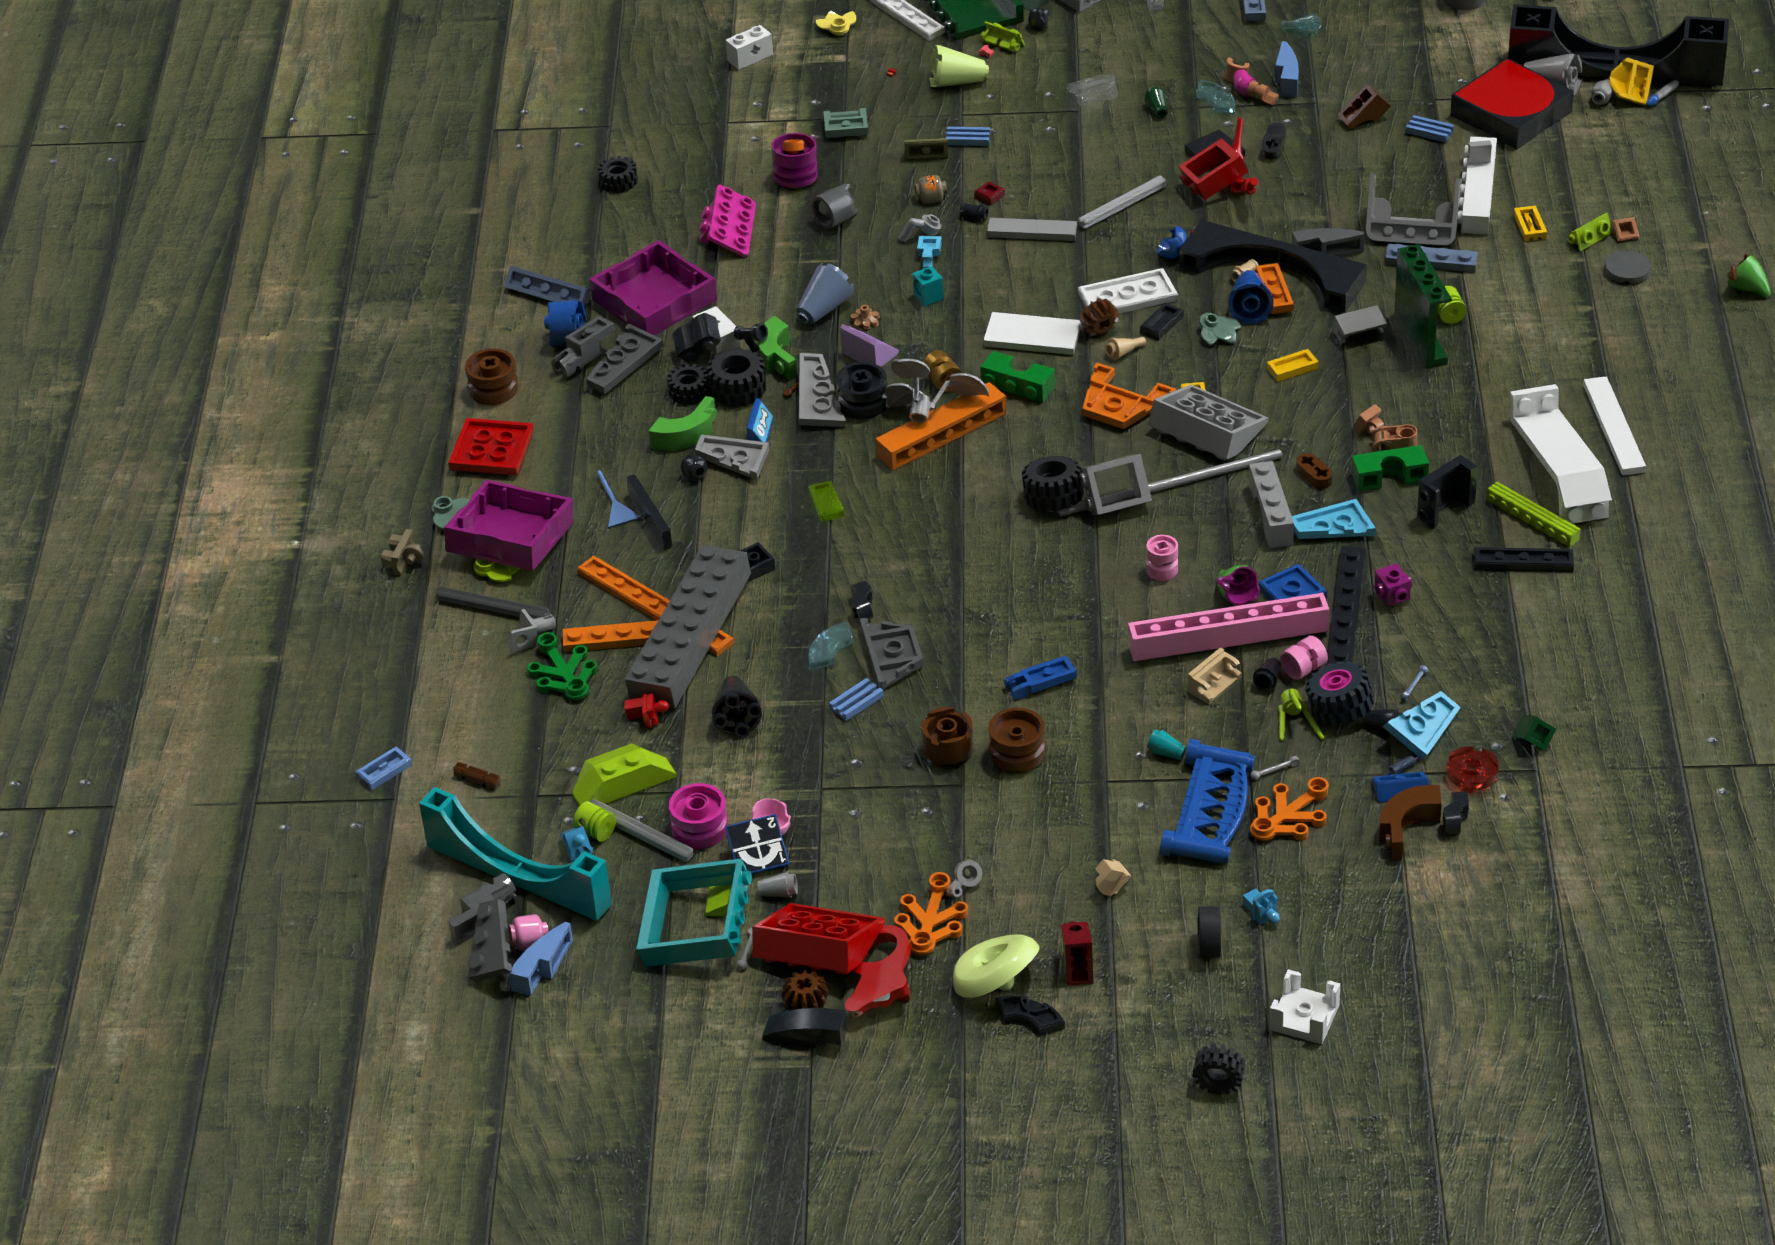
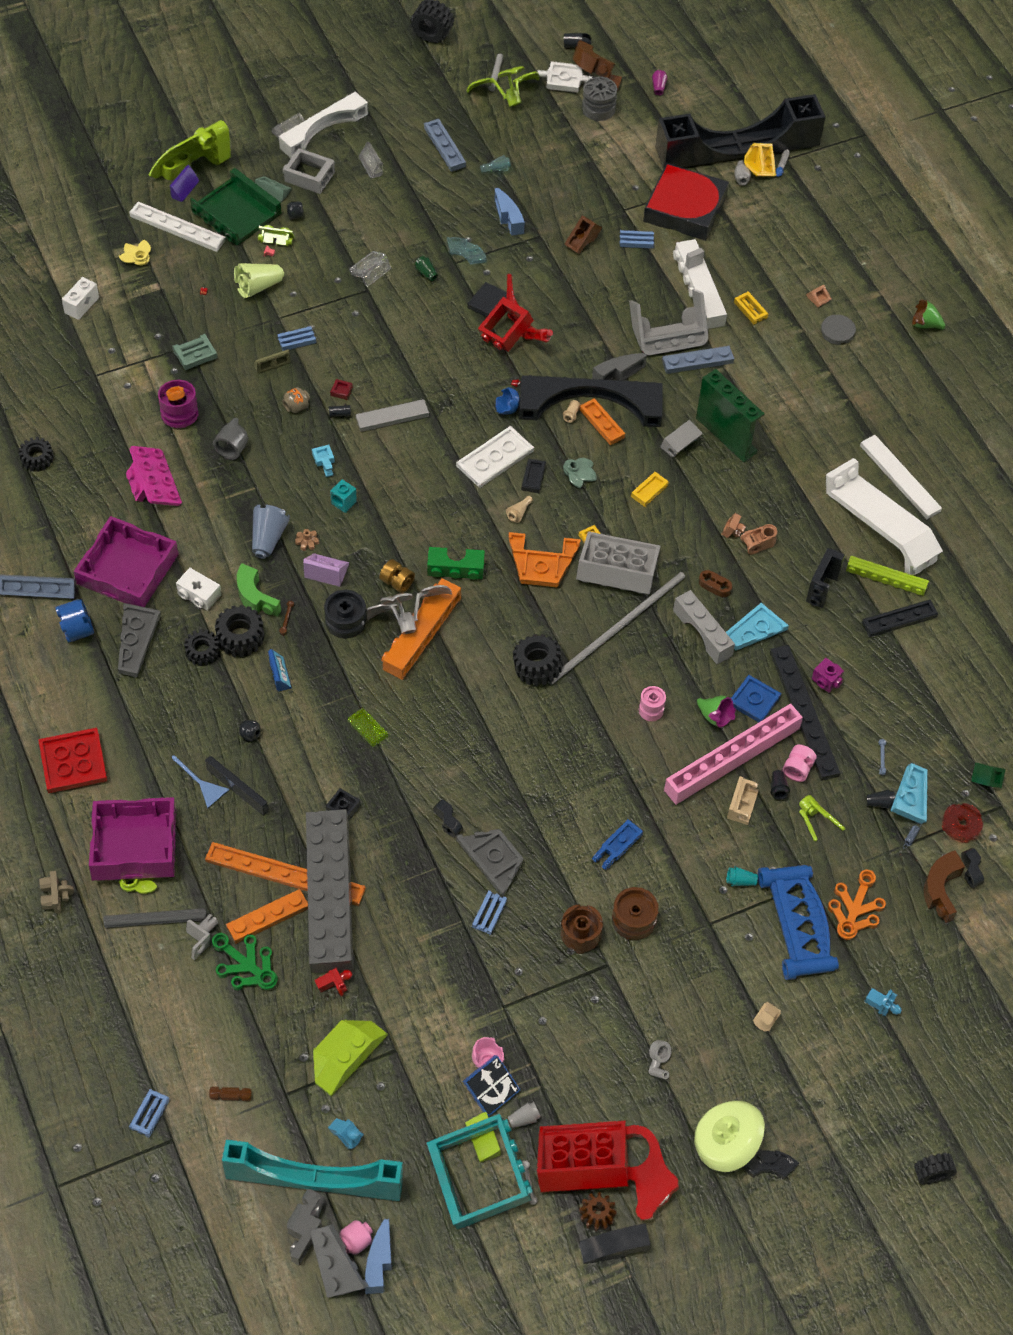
camera: 30 degrees left, 15 degrees up
(445, 508) = (76, 836): sand green plate -> none
(491, 376) = (39, 691): reddish brown wheel -> none
(581, 347) = (99, 638): dark grey plate -> none
(598, 822) = (351, 1107): lime piece -> none
(649, 834) = (388, 1100): light grey axle -> none
(685, 431) = (223, 698): bright green arch -> none
(696, 337) = (190, 604): black brick -> none
(698, 815) = (436, 1061): dark pink wheel -> none
(734, 454) = (273, 705): light grey wing -> none
(736, 708) = (405, 955): black cone -> none
(758, 332) = (240, 587): black piece -> none
(816, 393) = (311, 630): light grey wing -> none
(828, 644) = (441, 865): clear light blue tile -> none
(923, 940) = (651, 1102): orange plant -> none
(928, 223) = (311, 434): light grey plate -> none
(1032, 333) = (443, 516): white tile -> none
(1077, 943) = (779, 1096): dark red torso -> none
(1099, 317) = (491, 489): reddish brown gear -> none
(1121, 202) = (447, 370): light grey axle -> none
(1137, 477) = (602, 639): light grey window -> none
(1209, 932) = (864, 1044): black tyre -> none
(1246, 85) = (484, 233): nougat piece -> none
(1250, 299) = (592, 436): blue cone -> none
(1274, 140) = (531, 281): black piece -> none
(1293, 761) = (815, 880): light grey hinge -> none
(1304, 1011) = (960, 1086): white panel -> none
(1339, 693) = (844, 789): black wheel -> none
(1390, 785) = (920, 854): blue slope -> none
(1406, 462) = (781, 557): green arch -> none
(1560, 69) = (706, 163): light grey cone -> none
(1591, 232) = (798, 305): lime hinge -> none

